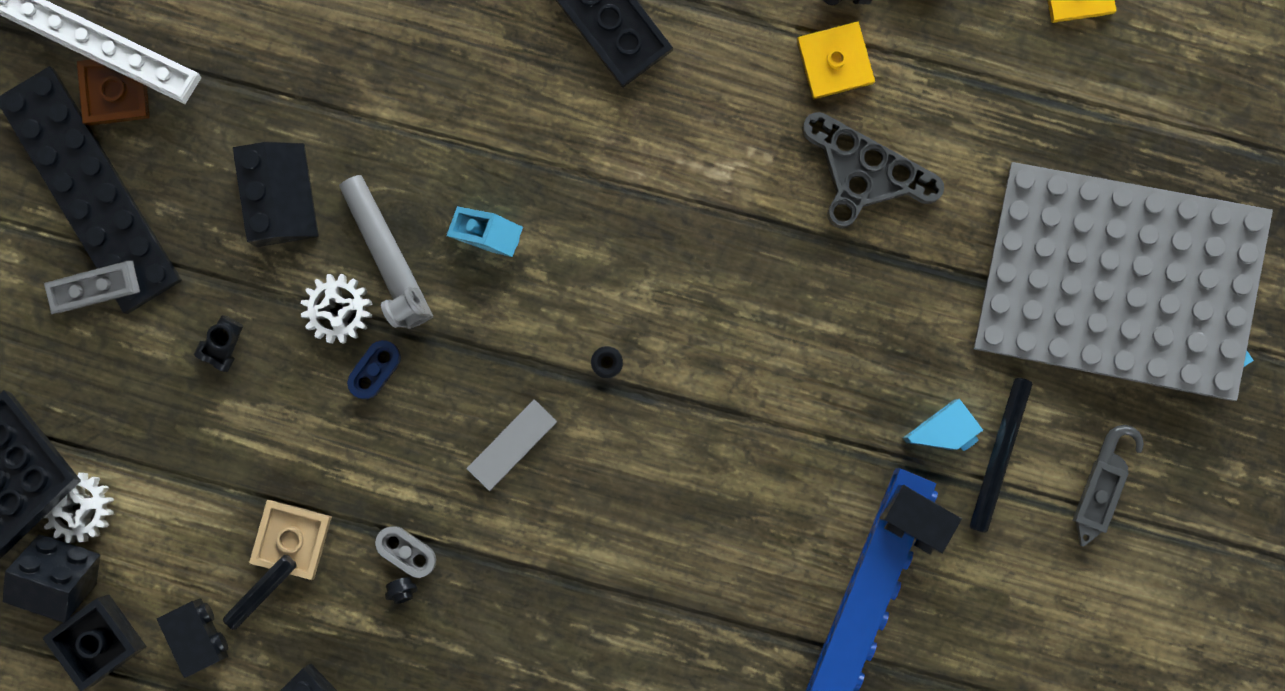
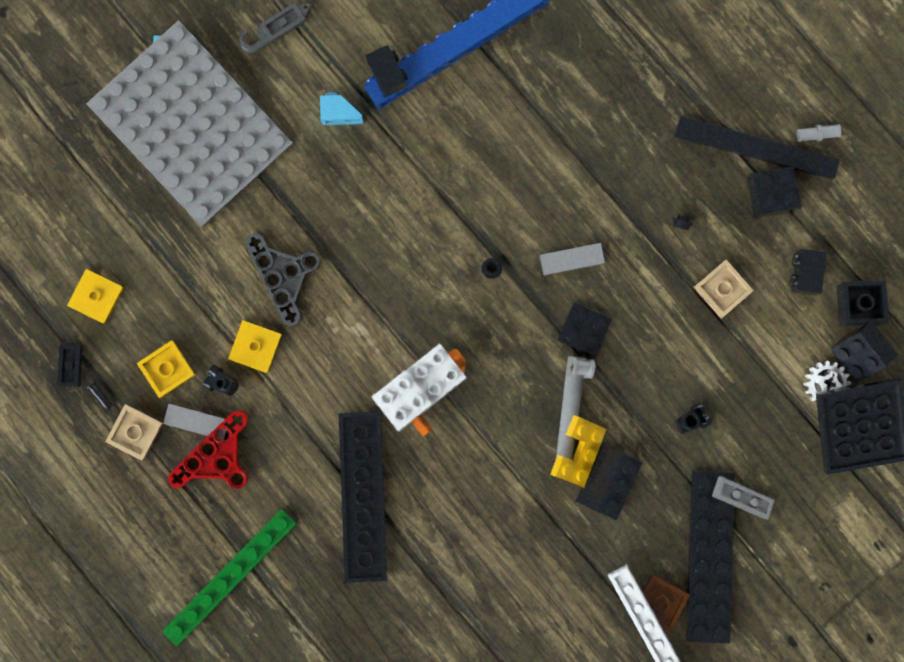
camera: 145 degrees left, 0 degrees up
(259, 592) = (757, 271): black axle -> none
(332, 295) = (621, 386): white gear -> none
(336, 230) = (590, 439): none -> yellow plate
(374, 369) = (618, 349): dark blue plate -> none
(405, 553) = (666, 241): light grey plate -> none
(435, 365) = (584, 329): none -> black plate
(485, 231) = (509, 382): medium azure slope -> none
(589, 139) = (421, 388): none -> white piece
(1001, 455) = (318, 79): black axle -> none

